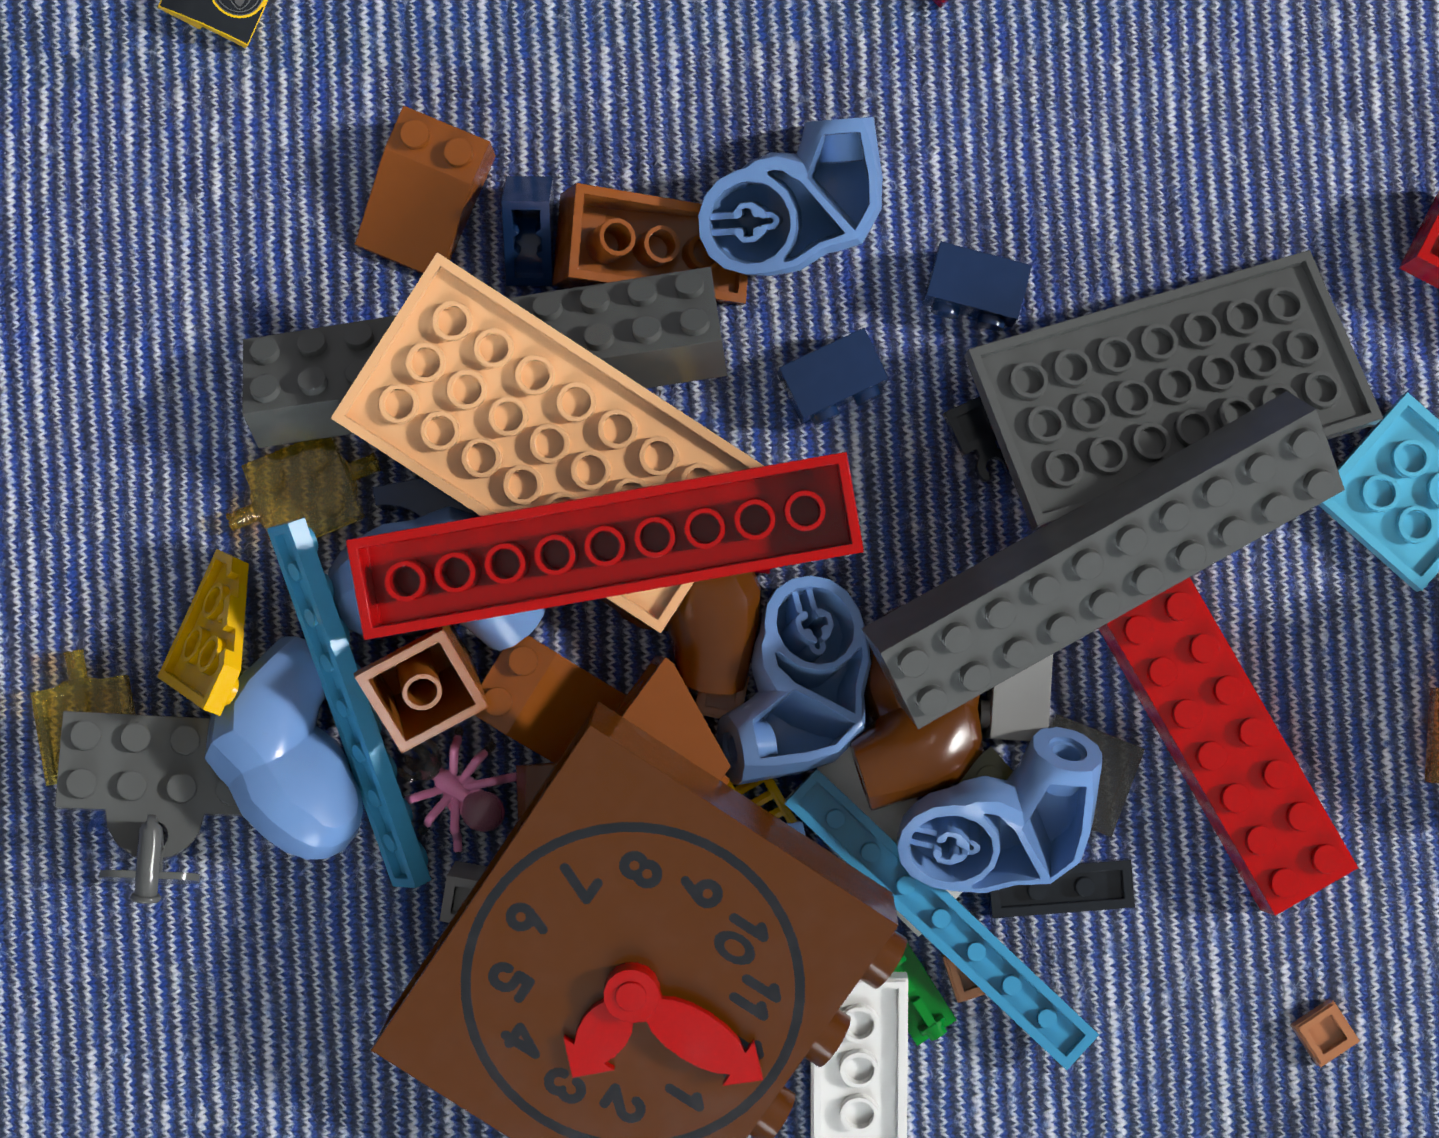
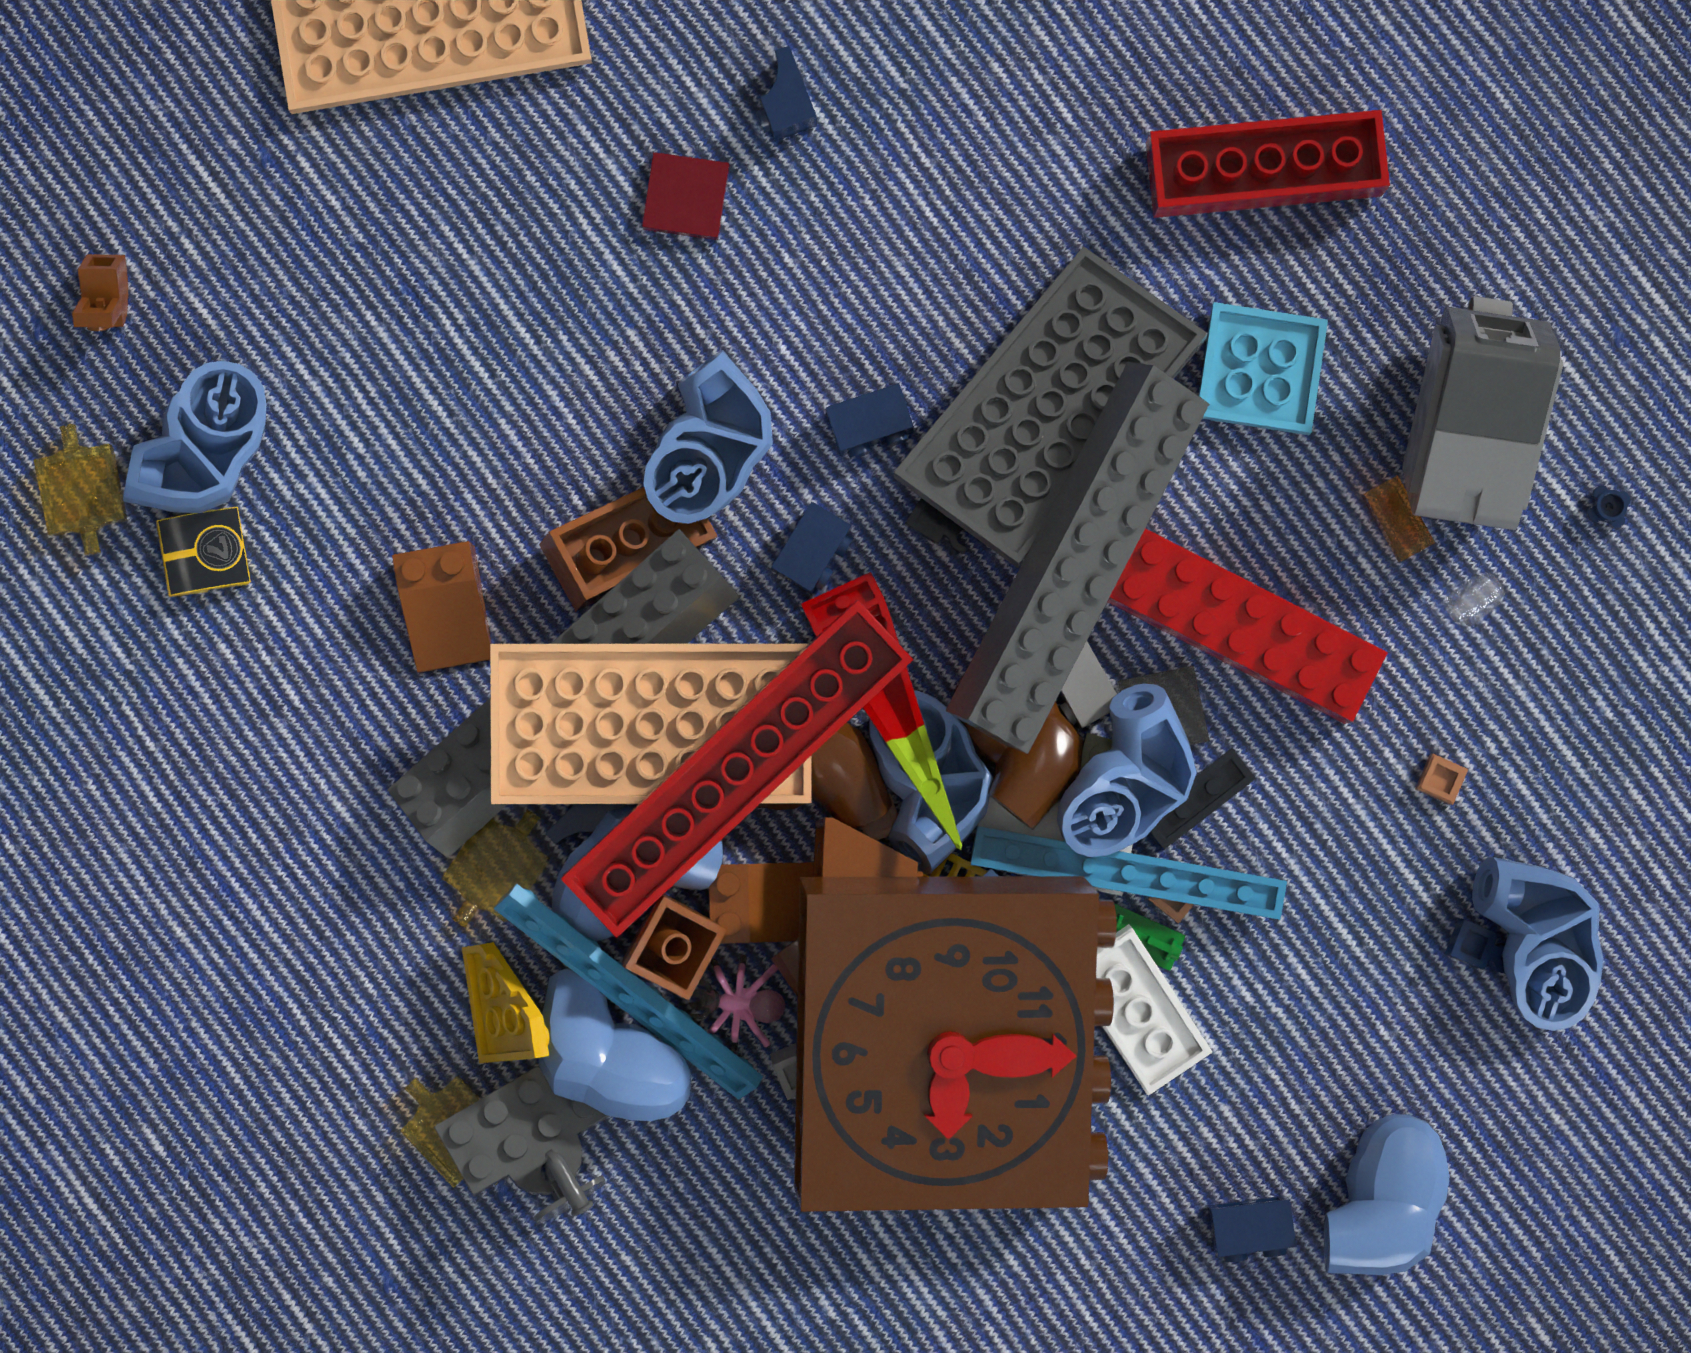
camera: 30 degrees left, 0 degrees up
(528, 230) = (534, 584): dark blue arch -> none
(812, 589) = (895, 707): none -> red plate

